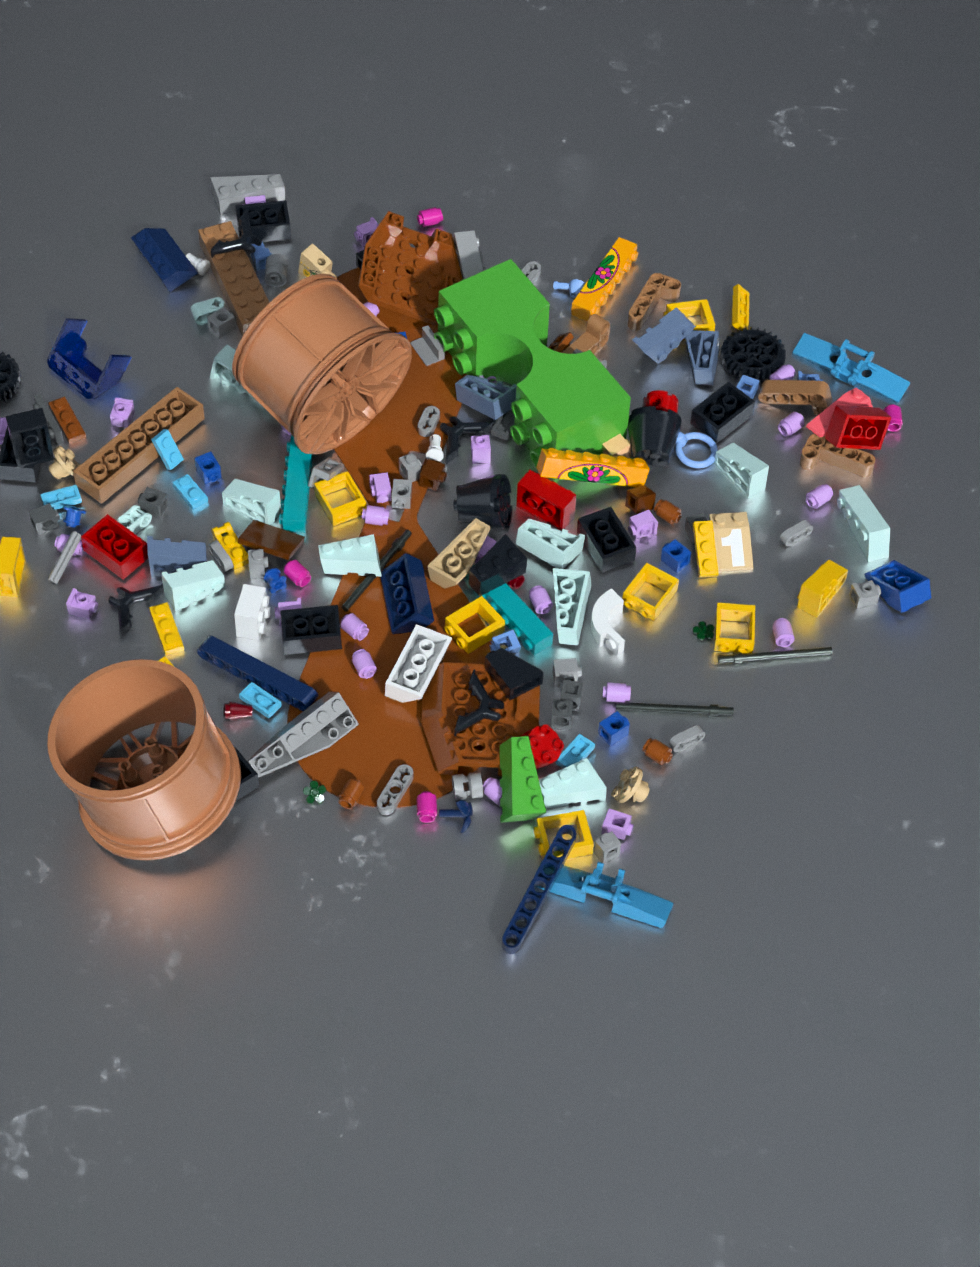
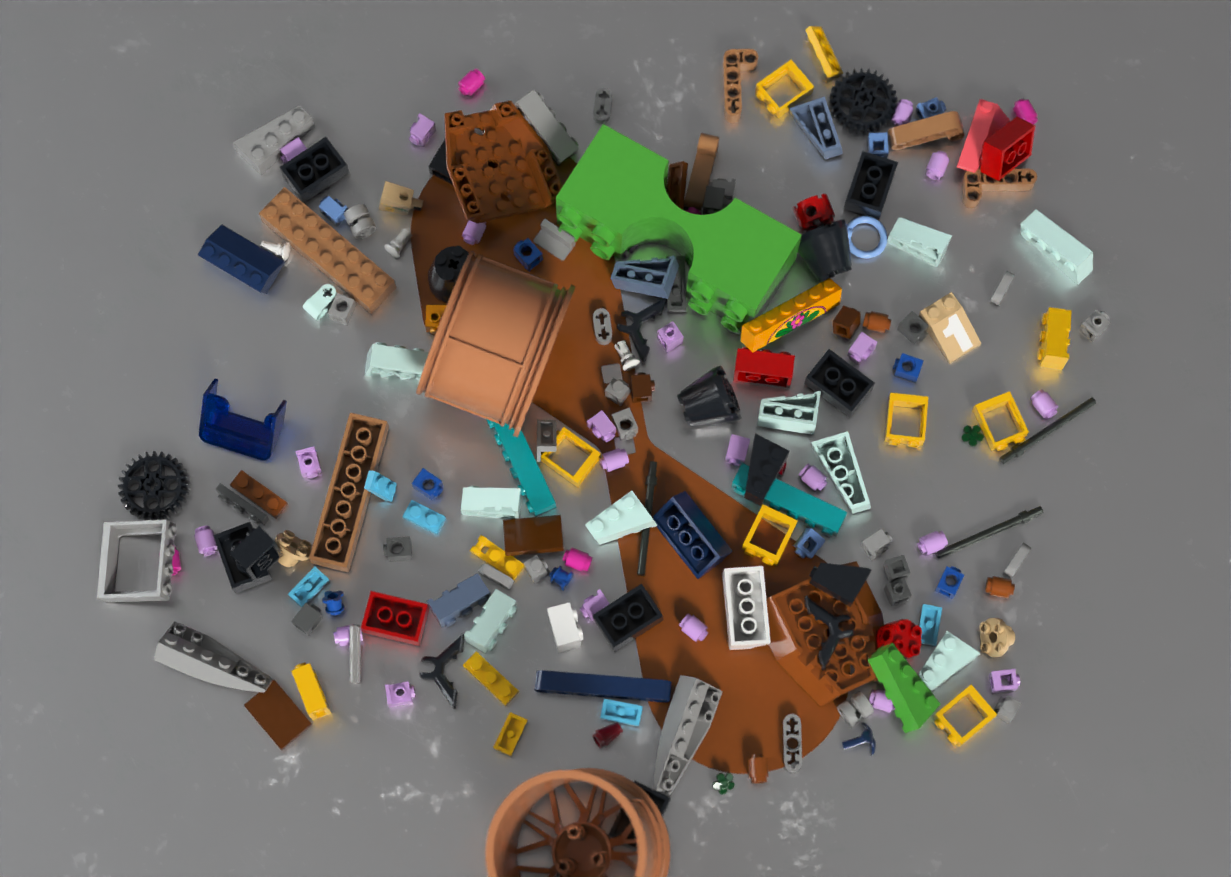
camera: 25 degrees left, 20 degrees up
(135, 519) = (393, 576): light aqua piece -> none
(243, 243) = (315, 213): black piece -> none
(354, 626) = (662, 592): lavender brick -> none
(426, 807) = (830, 747): dark pink brick -> none
(459, 555) = (721, 475): tan wedge -> none
(535, 897) = (979, 794): dark blue beam -> none
(574, 286) = (657, 102): light blue bar -> none
(604, 279) = (679, 78): light orange brick -> none
(605, 609) = (878, 473): white arch -> none
(617, 447) = (796, 275): light nougat brick -> none
(637, 906) = (1025, 751): dark azure piece -> none
(665, 336) = (777, 125): sand blue wedge -> none
(705, 549) = (933, 349): yellow plate -> none
(819, 496) = (1002, 236): lavender brick -> none
(881, 380) = (960, 77): dark azure piece -> none
(900, 585) = (1120, 300): blue slope -> none

